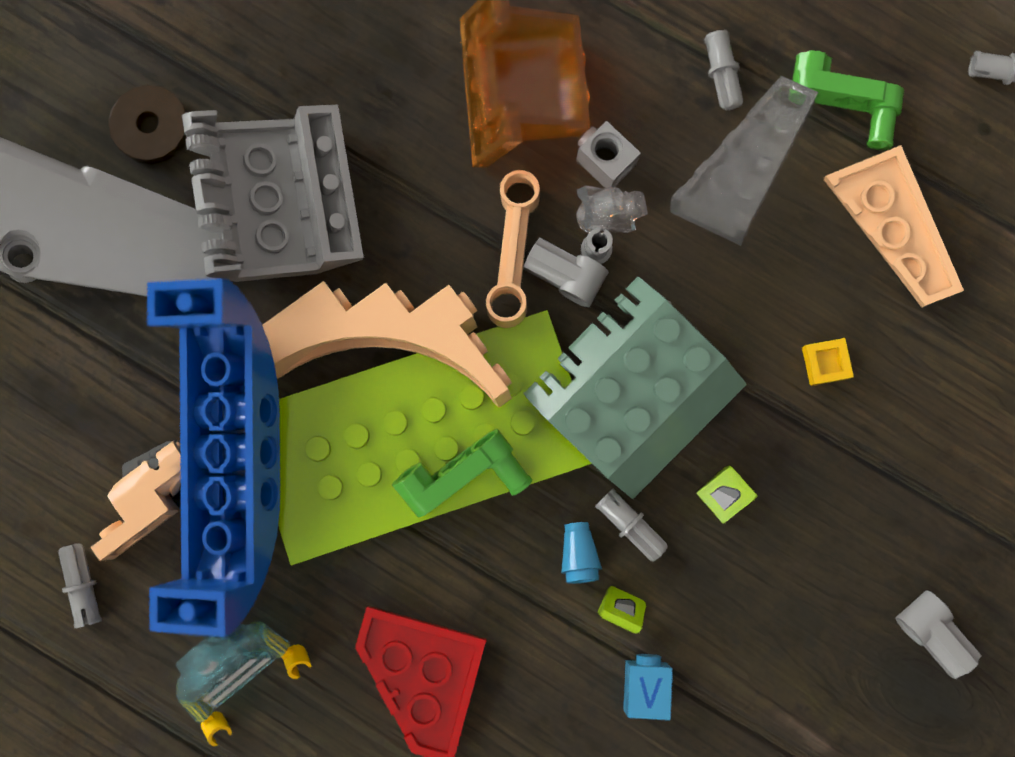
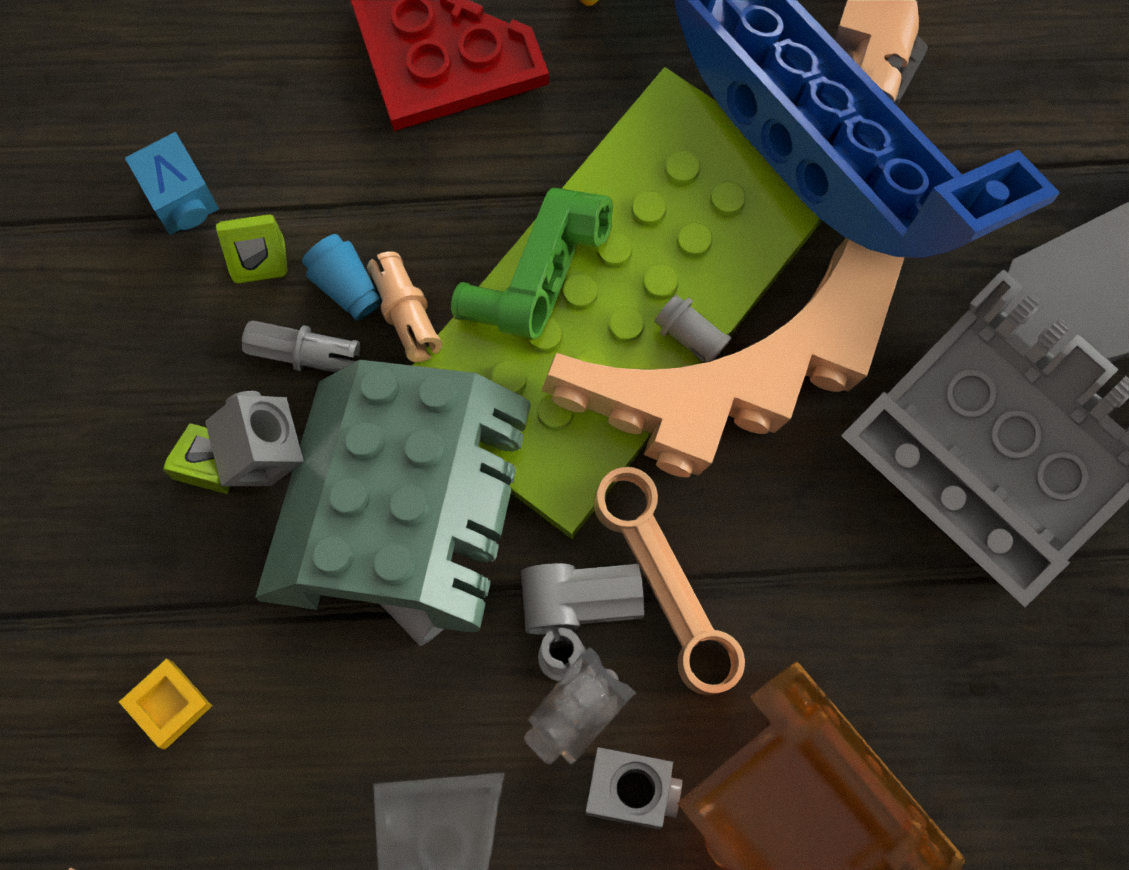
camera: 150 degrees right, 10 degrees down
(400, 376) = (691, 329): none -> light grey pin
(555, 508) = (404, 306): none -> light nougat pin
(694, 479) = (253, 440): none -> light grey brick

